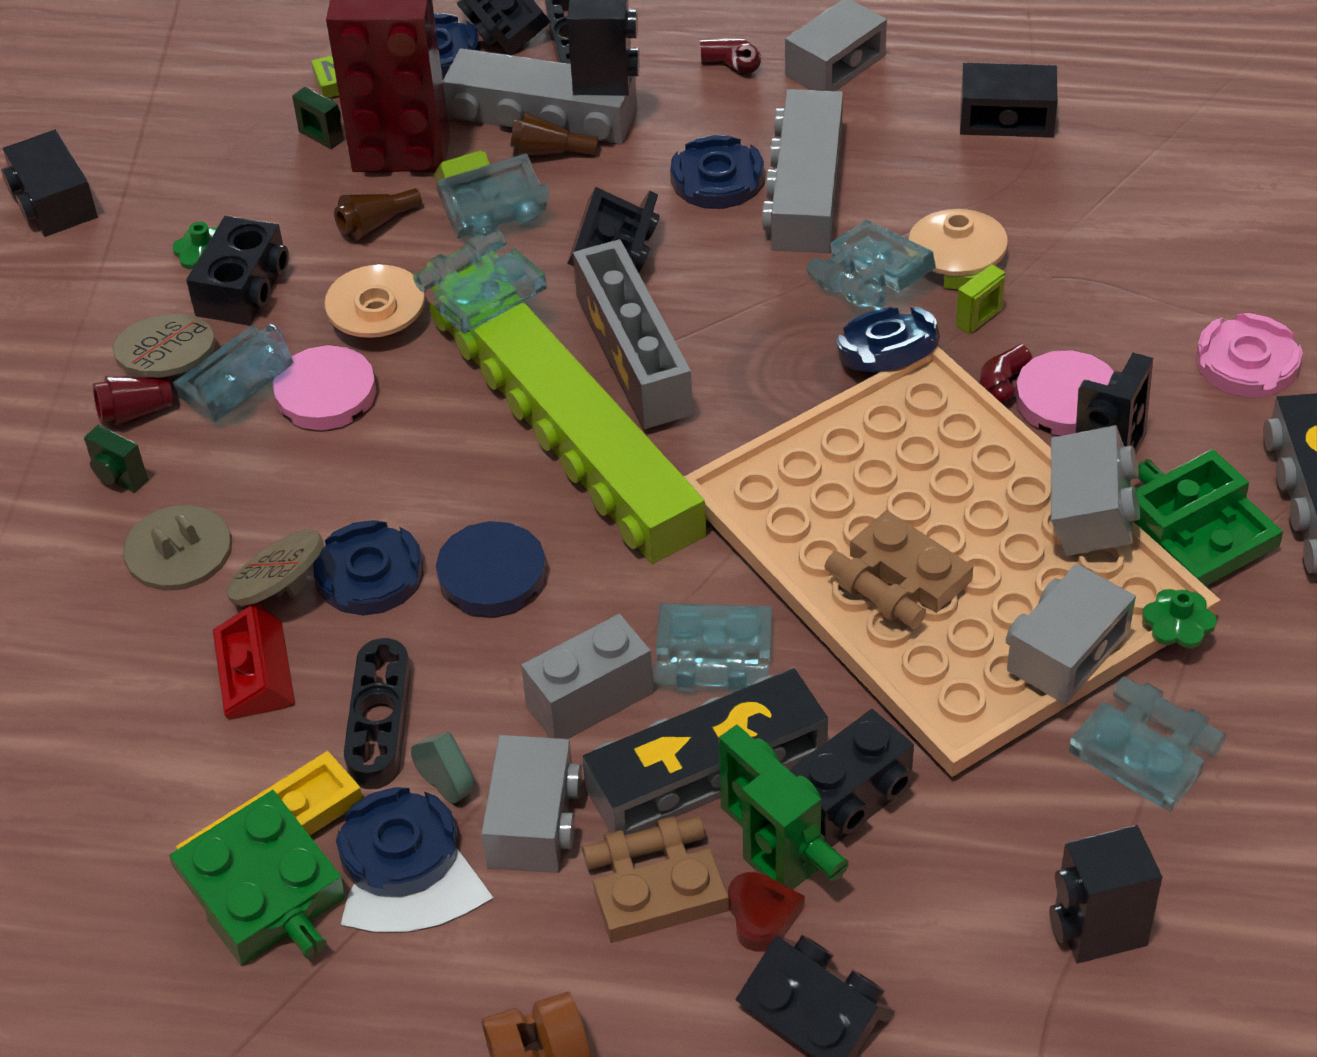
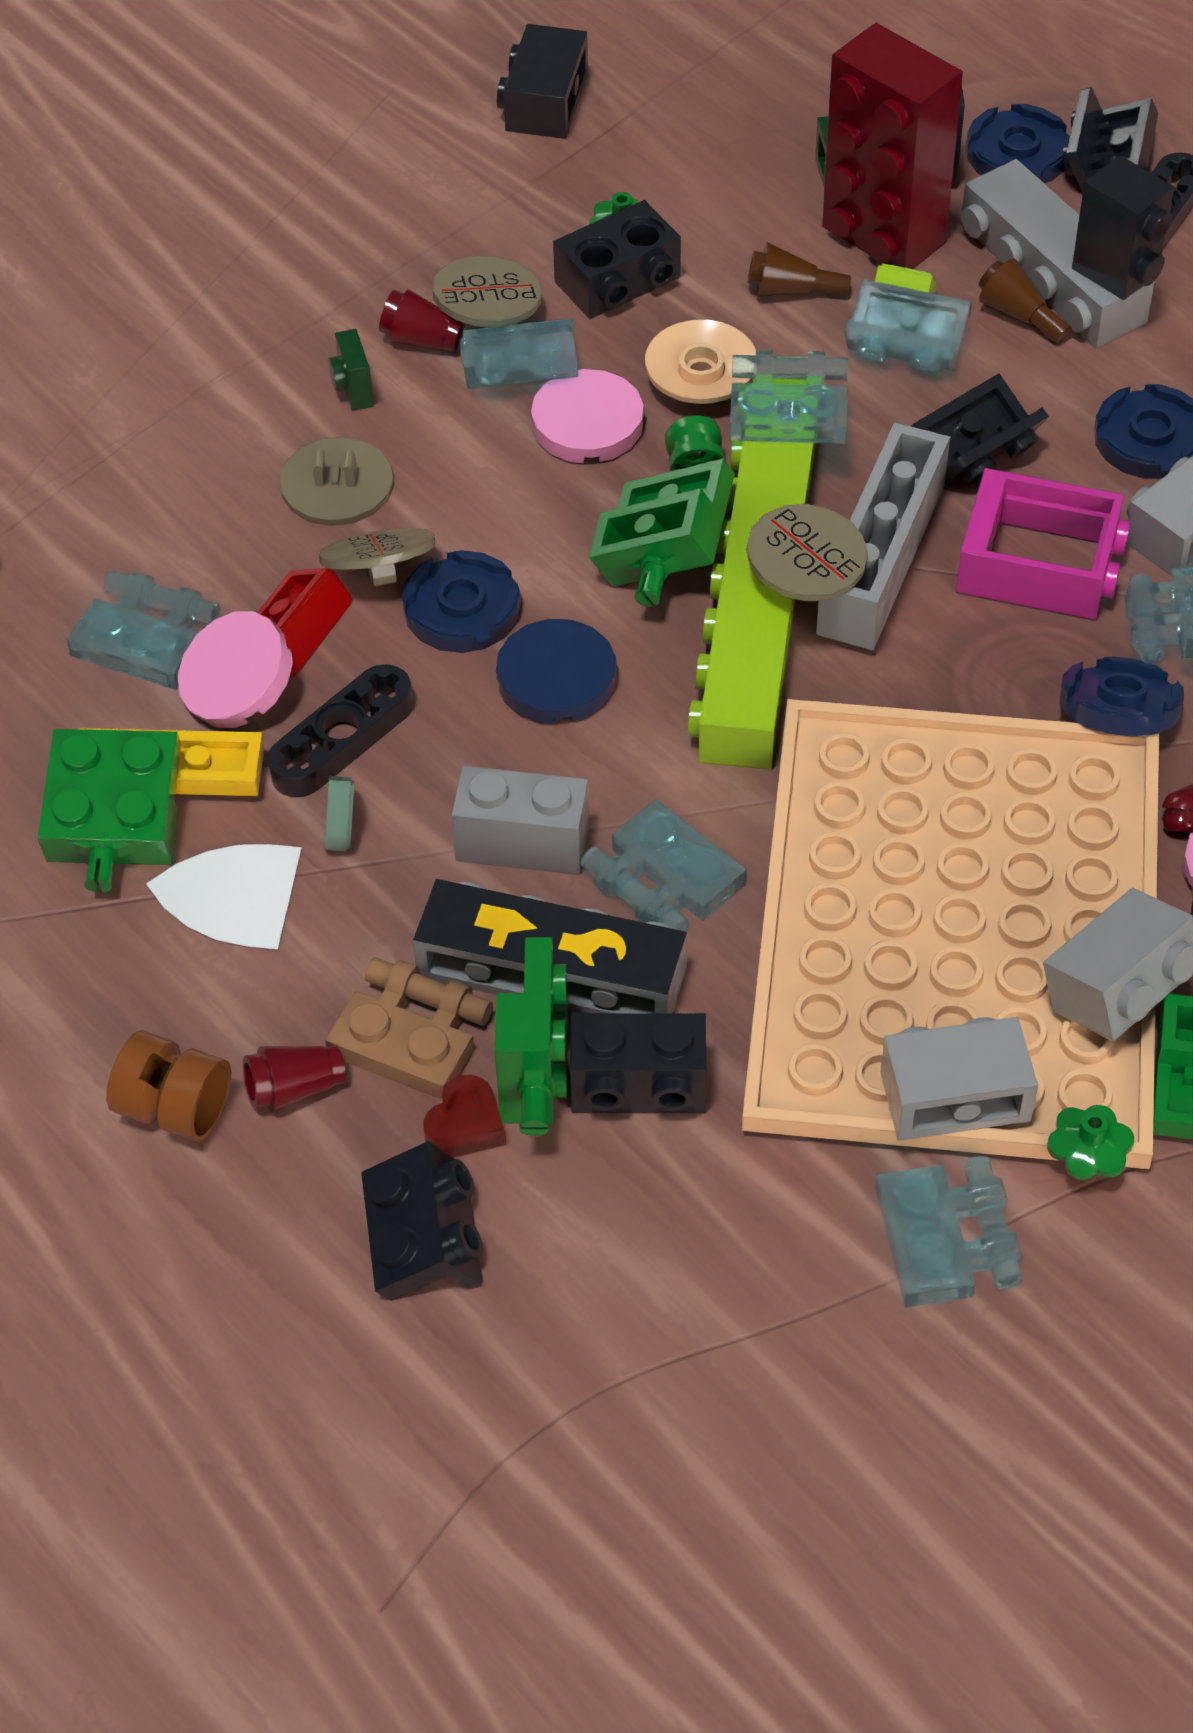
camera: 40 degrees right, 5 degrees up
(143, 758) = (136, 642): none -> clear light blue plate
(256, 721) = (234, 669): none -> bright pink tile
(382, 850) = (248, 848): dark blue tile -> none
(435, 361) = (693, 442): none -> green wheel
(476, 420) = (663, 527): none -> green plate
(529, 804) = (367, 890): light grey brick -> none
(609, 973) = (291, 1073): none -> dark red cone
(611, 367) = (806, 552): none -> dark tan piece
(721, 249) = (1046, 508): none -> dark pink window
(907, 559) = (897, 909): medium nougat plate -> none
(1106, 894) = (728, 1319): black brick -> none

